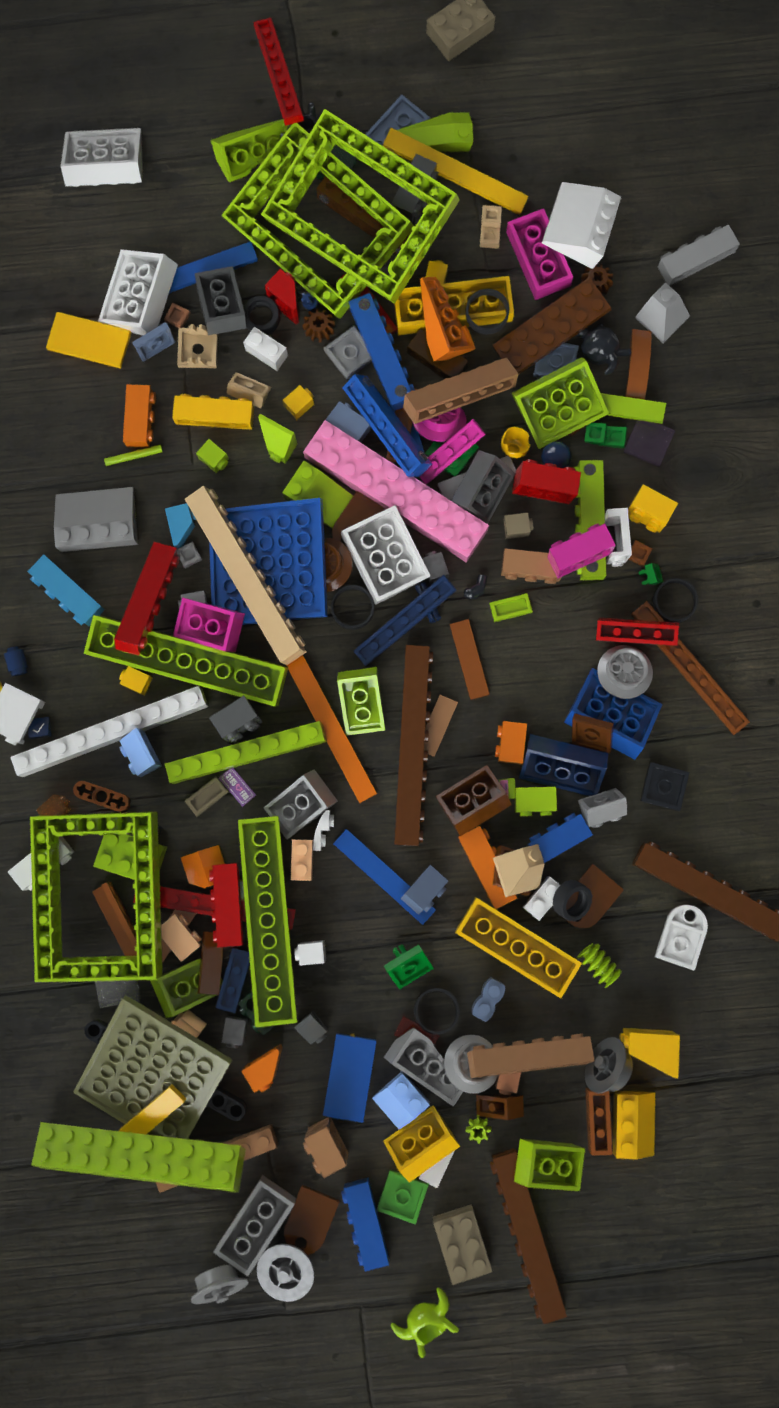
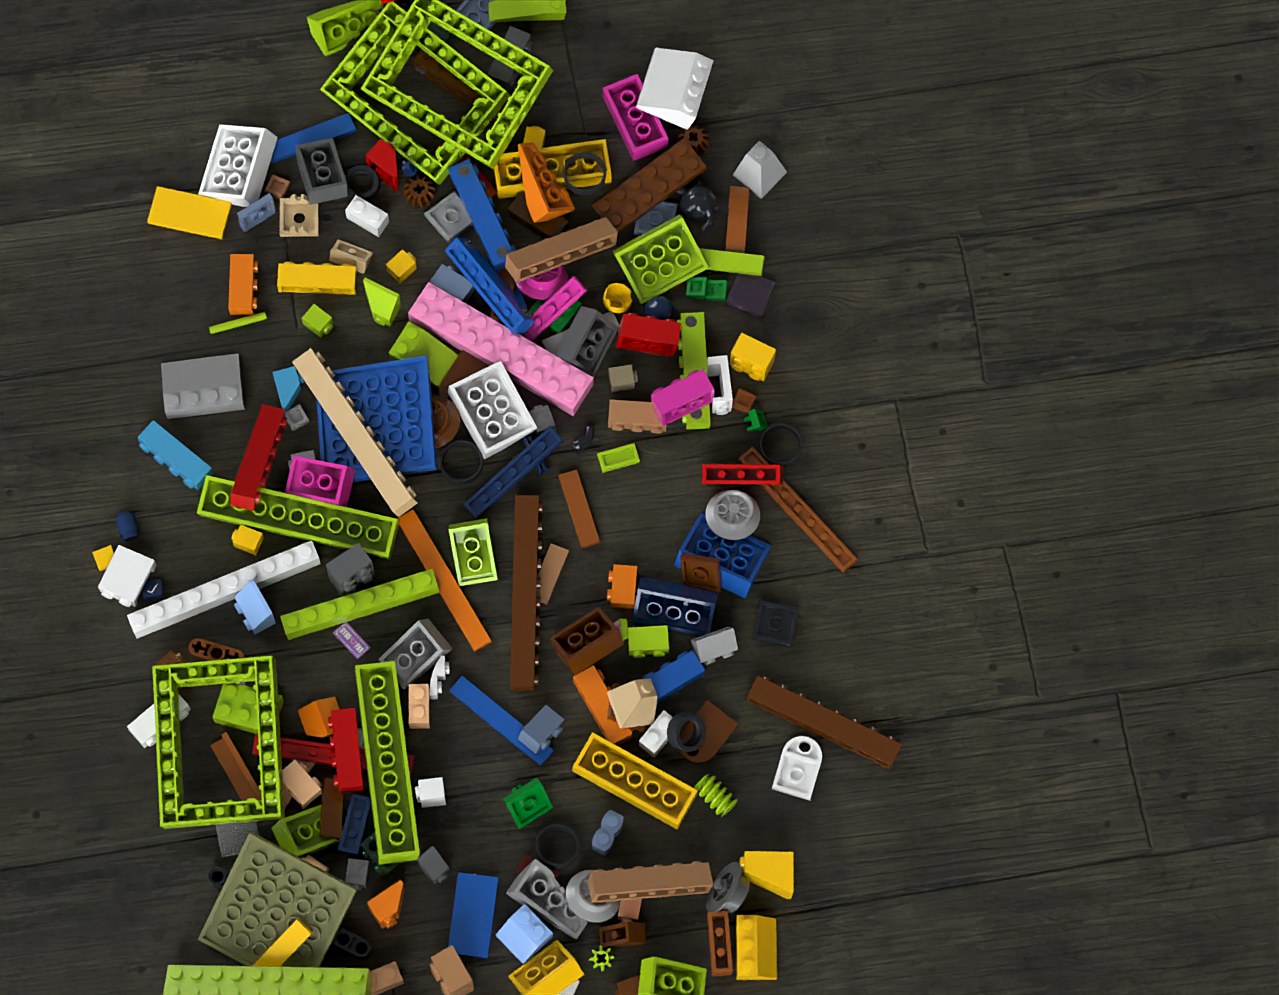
camera: 10 degrees left, 10 degrees down
(102, 157) = (198, 35): white slope -> none
(206, 796) = (321, 650): dark tan tile -> none
(457, 172) = (551, 40): yellow tile -> none
(490, 226) = (587, 91): tan slope -> none
(698, 255) = (792, 113): light grey brick -> none

